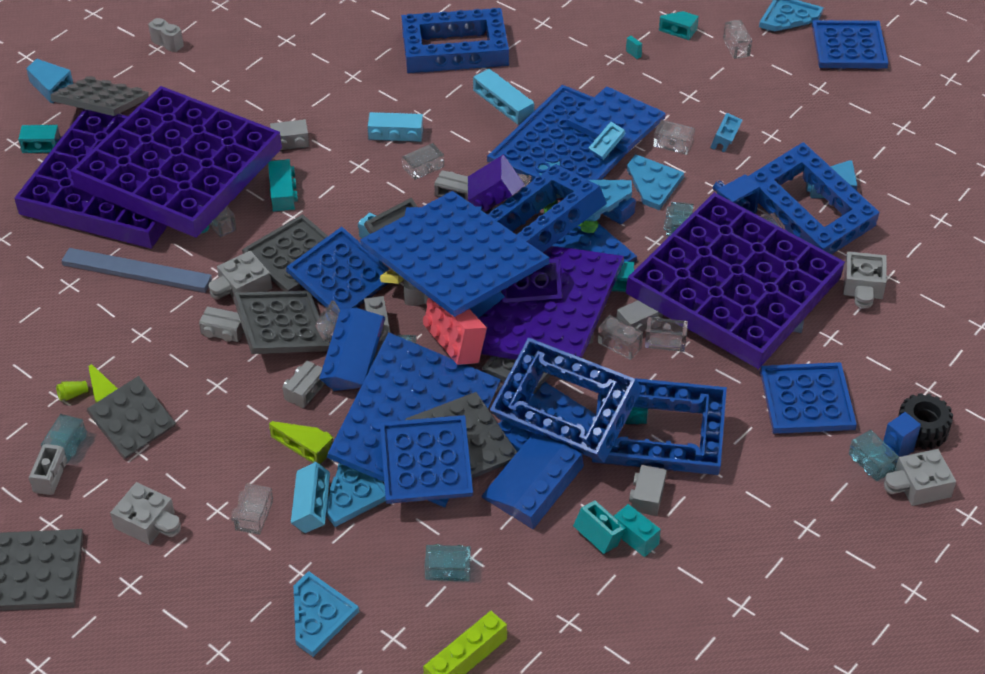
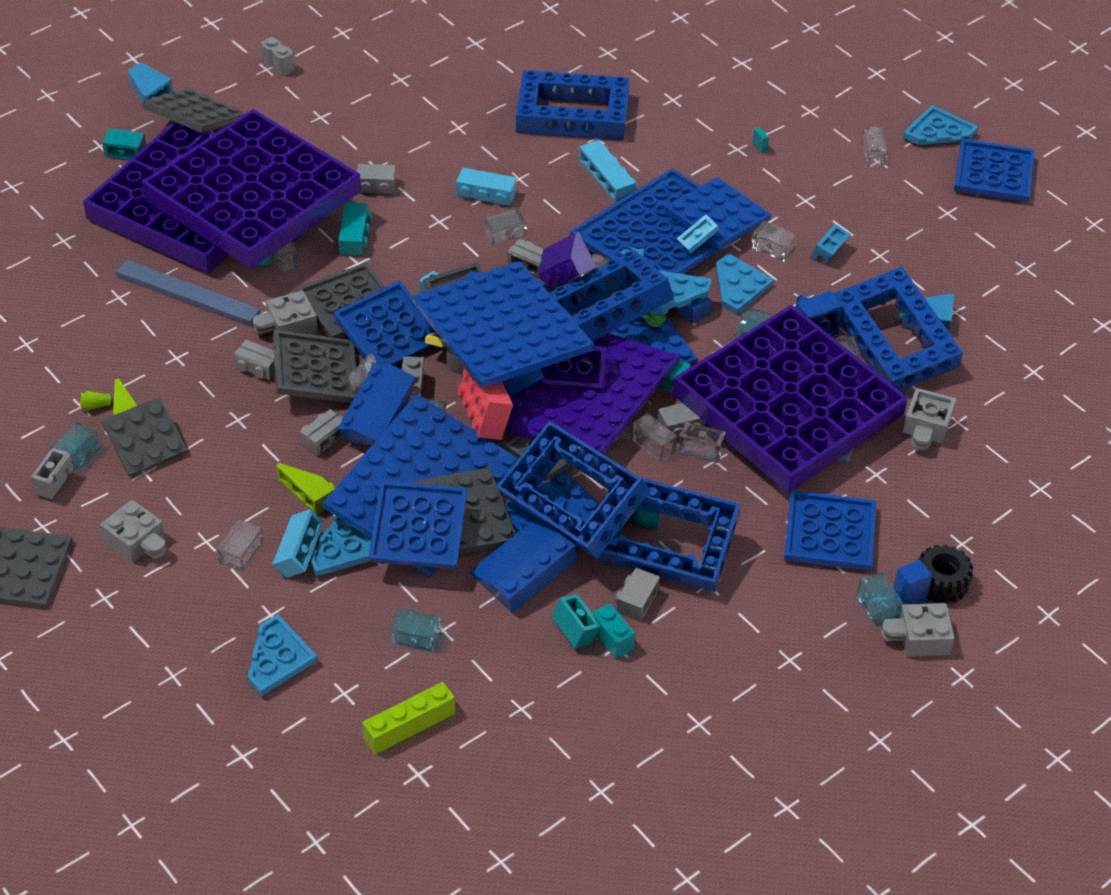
camera: 10 degrees right, 0 degrees up
(679, 24) = (816, 122): teal slope -> none

